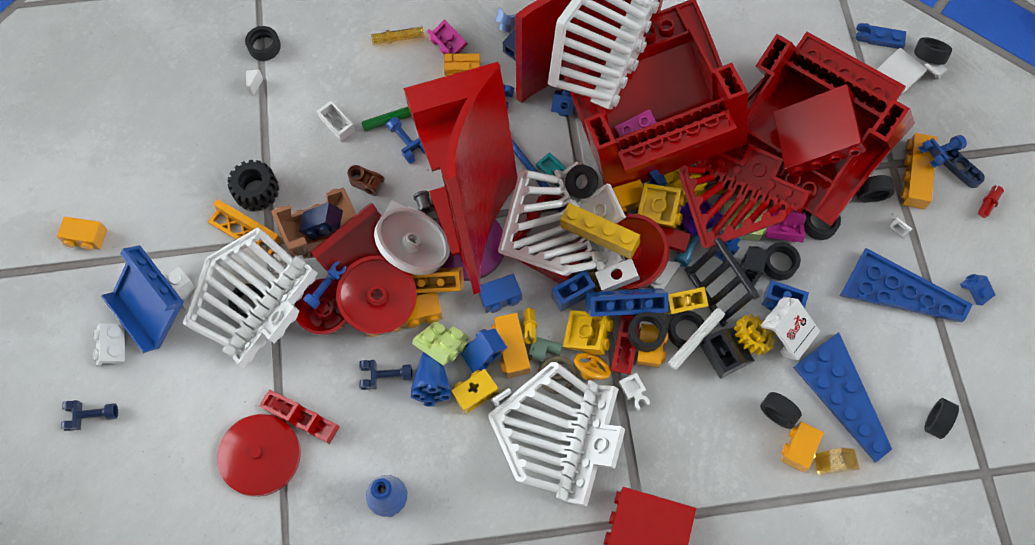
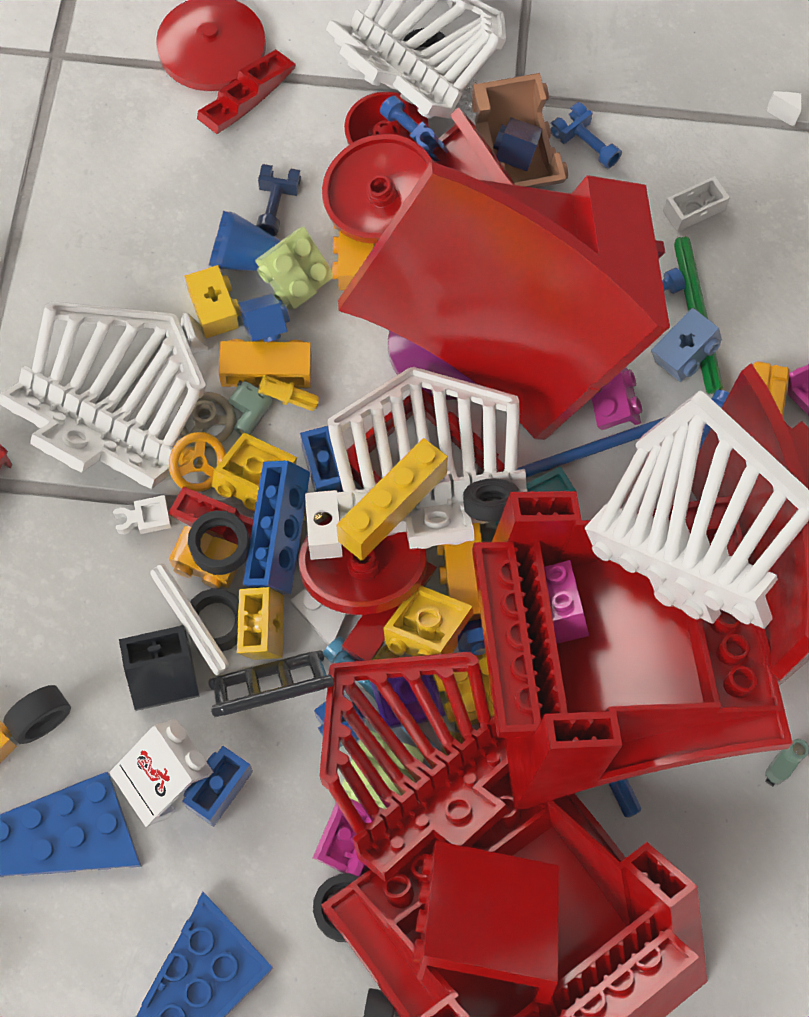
camera: 100 degrees right, 0 degrees up
(241, 219) = (556, 58): light orange fence -> none
(248, 173) = (609, 64): black tyre -> none
(278, 198) = (582, 118): none -> blue bar
(389, 502) = (103, 164): blue cone -> none
(500, 293) = (349, 363): blue brick -> none
(753, 335) = (186, 718): yellow gear -> none
(754, 263) = (288, 747): black brick -> none
(787, 249) = (268, 795): black tyre -> none

